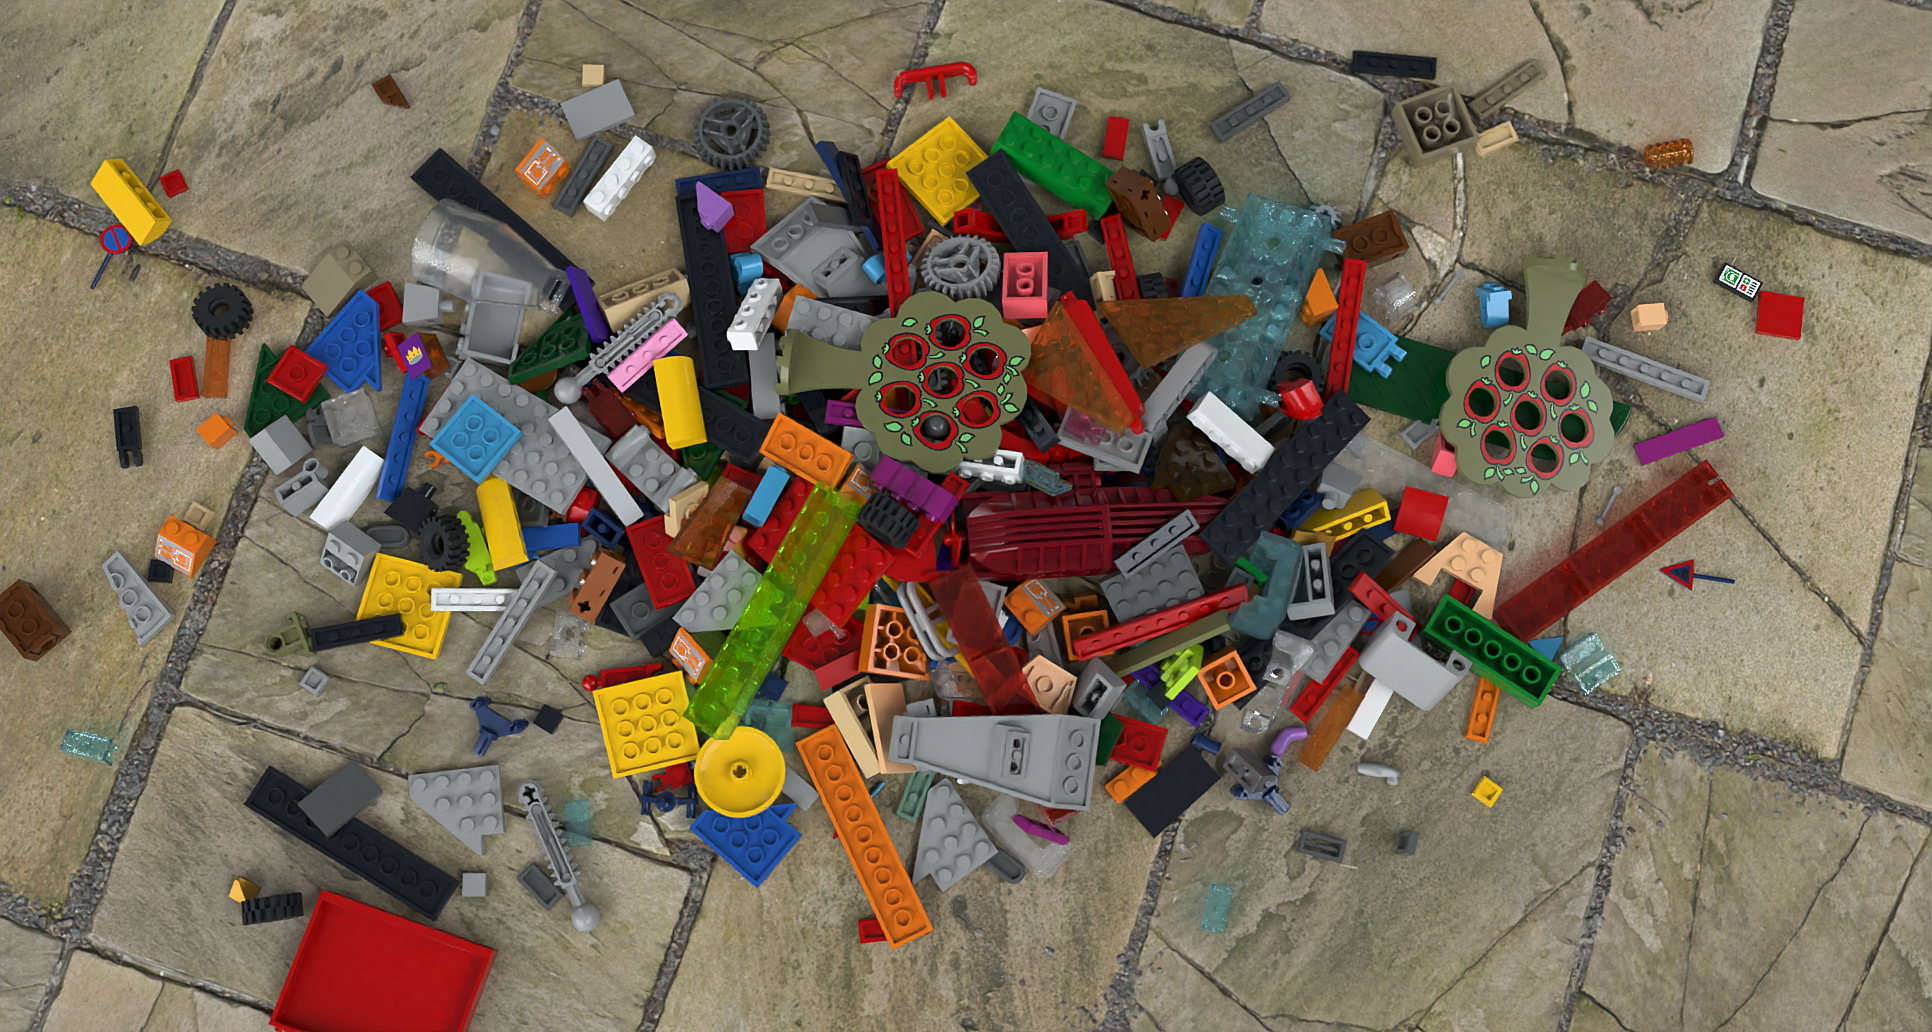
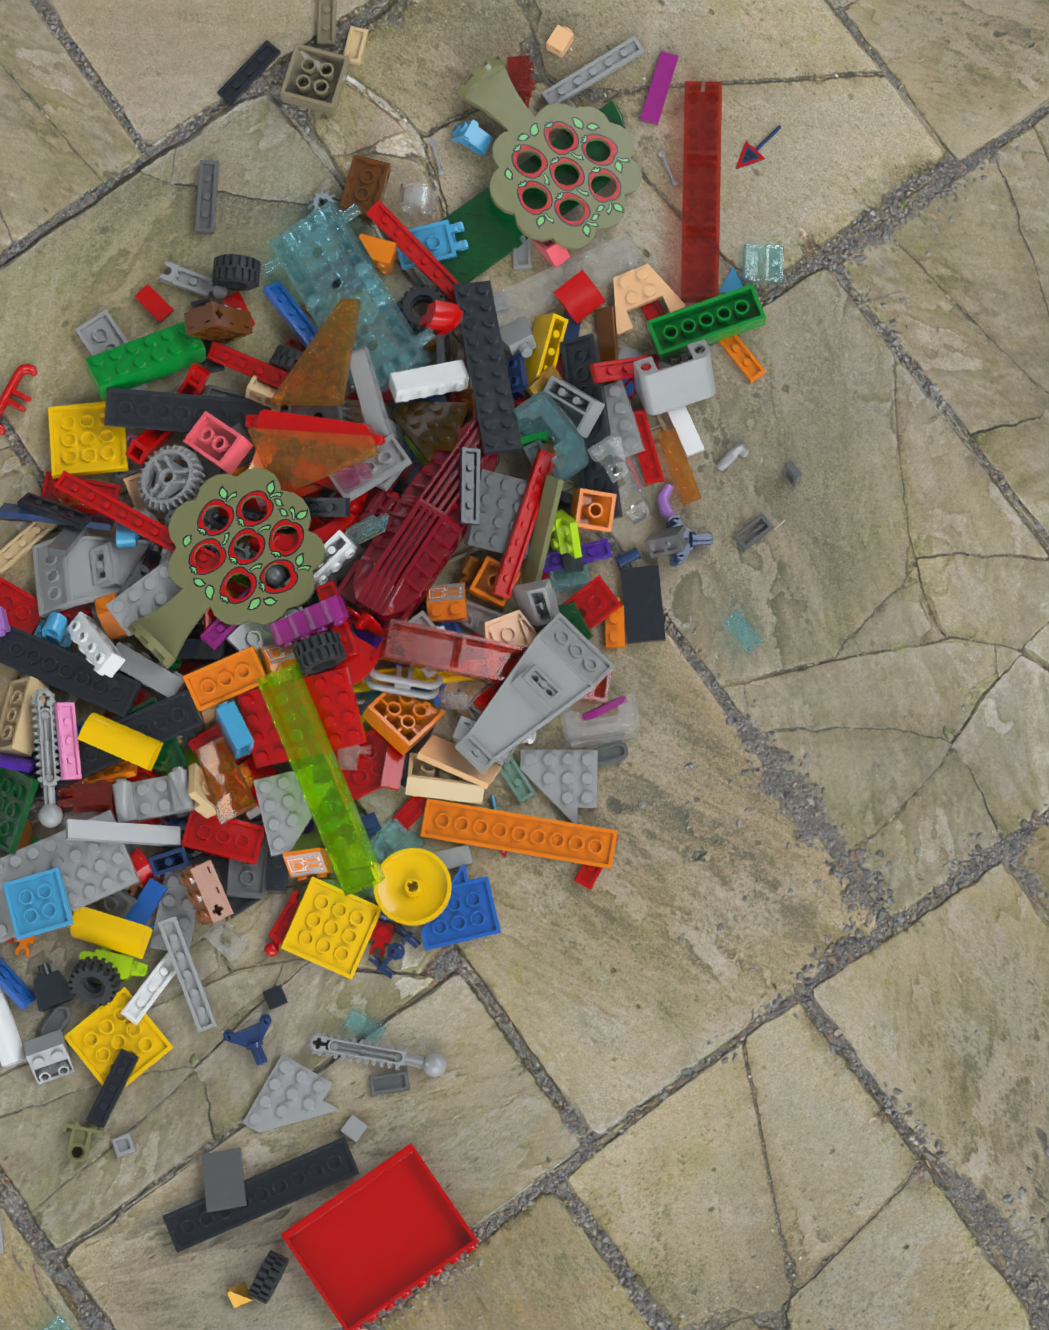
camera: 50 degrees left, 0 degrees up
(1486, 791) = (797, 396): yellow tile -> none

